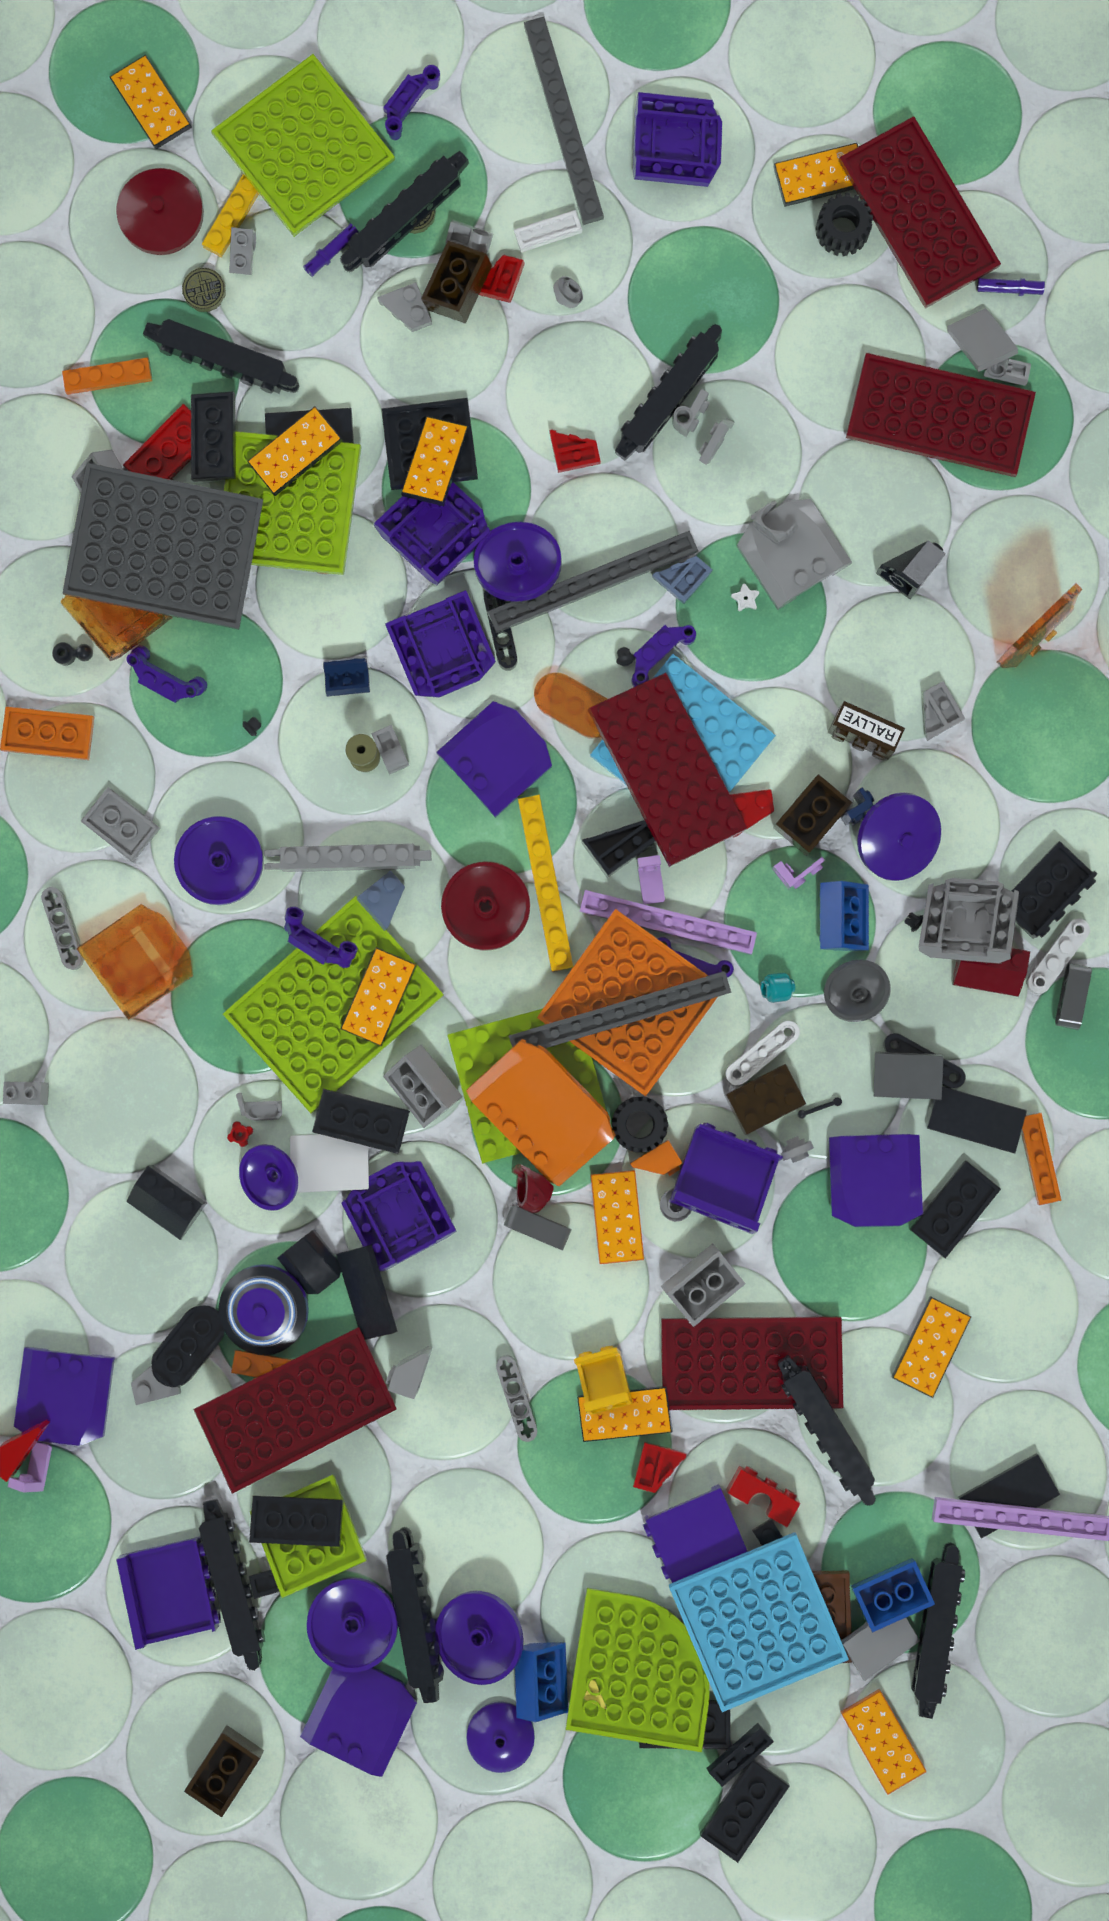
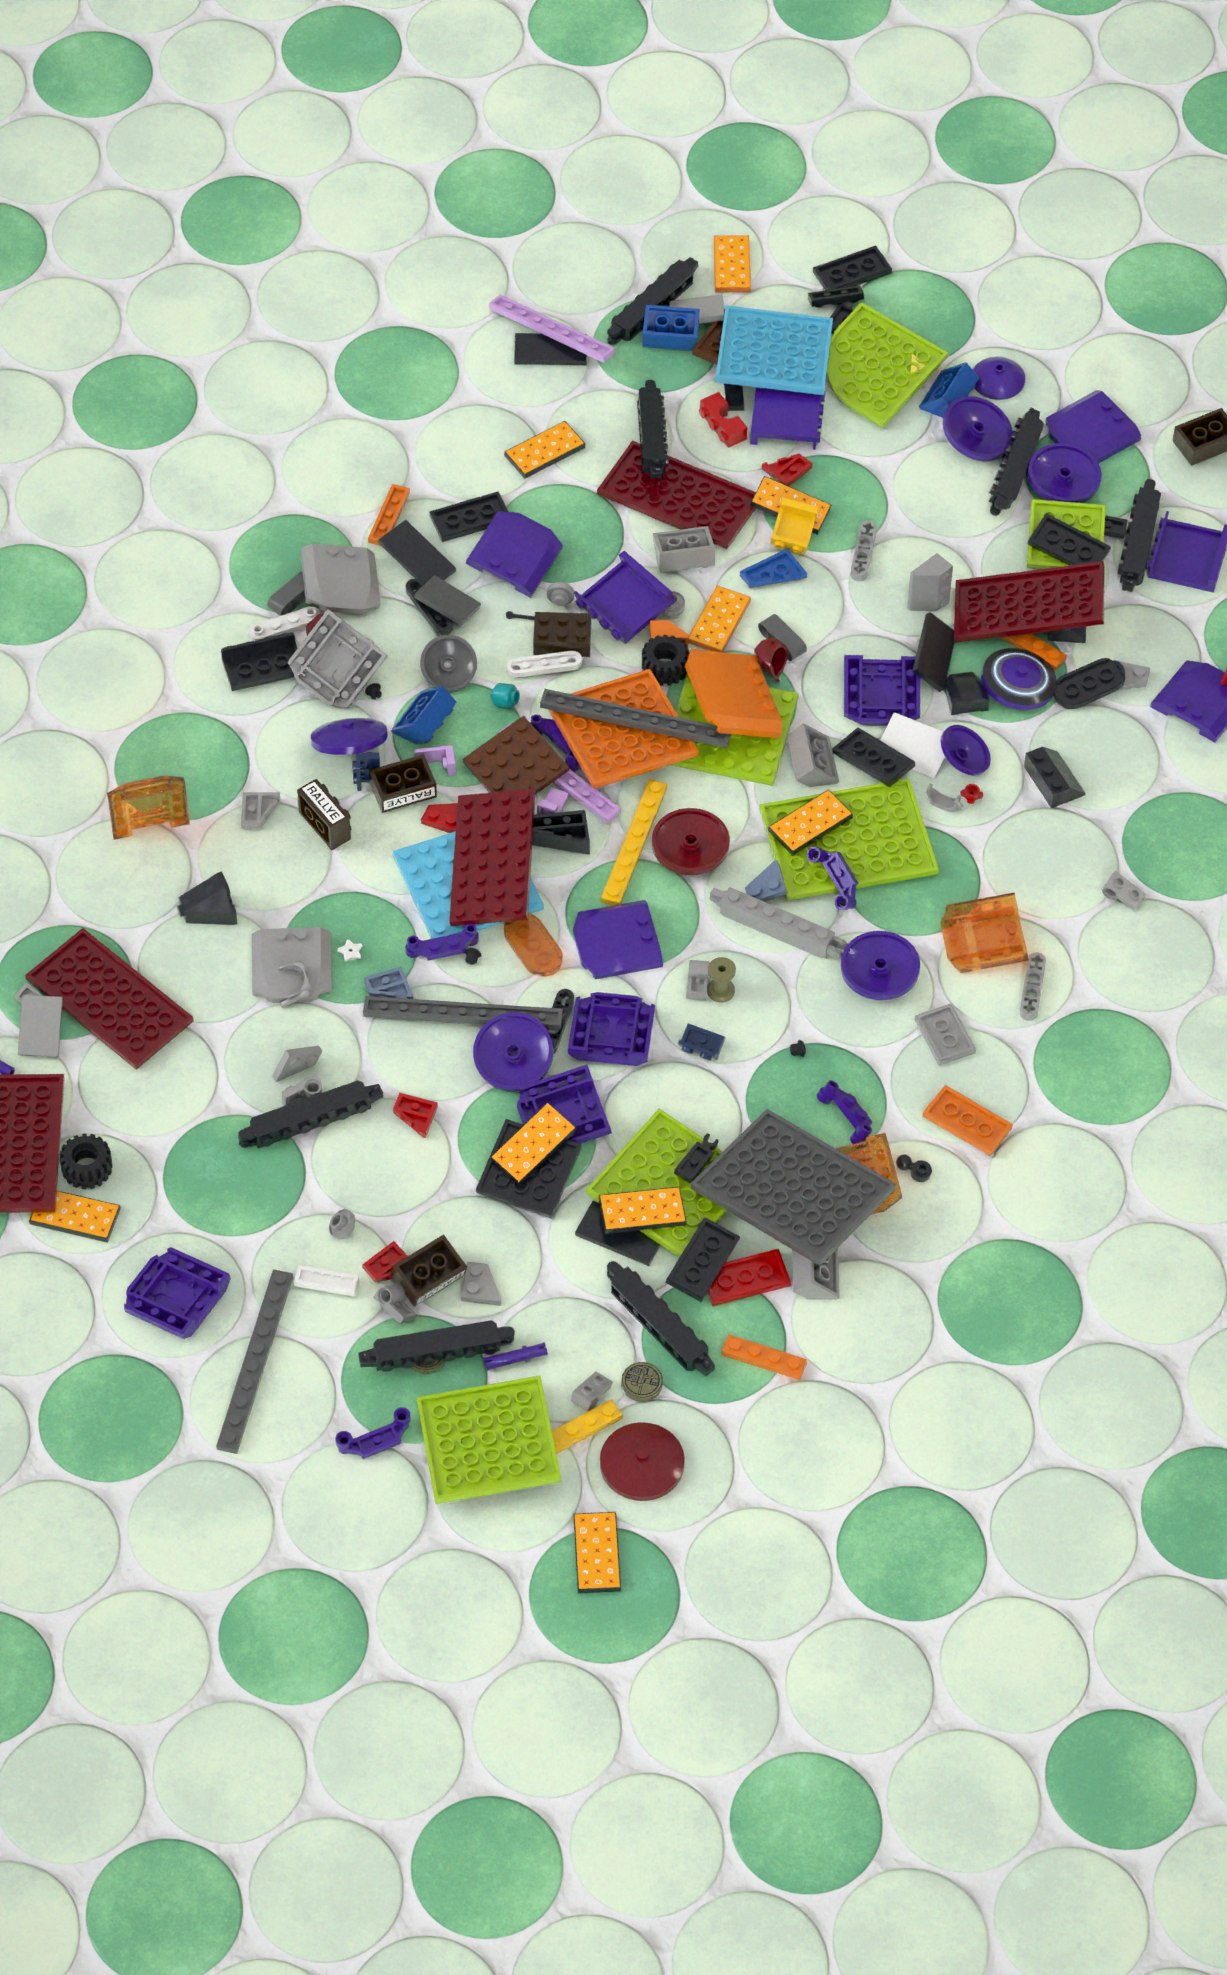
camera: 155 degrees left, 30 degrees down
(274, 531) = (696, 1159): none -> black plate
(595, 1314) = (773, 570): none -> blue wing
(715, 905) = (516, 760): none -> reddish brown plate
(1034, 1038) = (340, 578): none -> light grey wedge

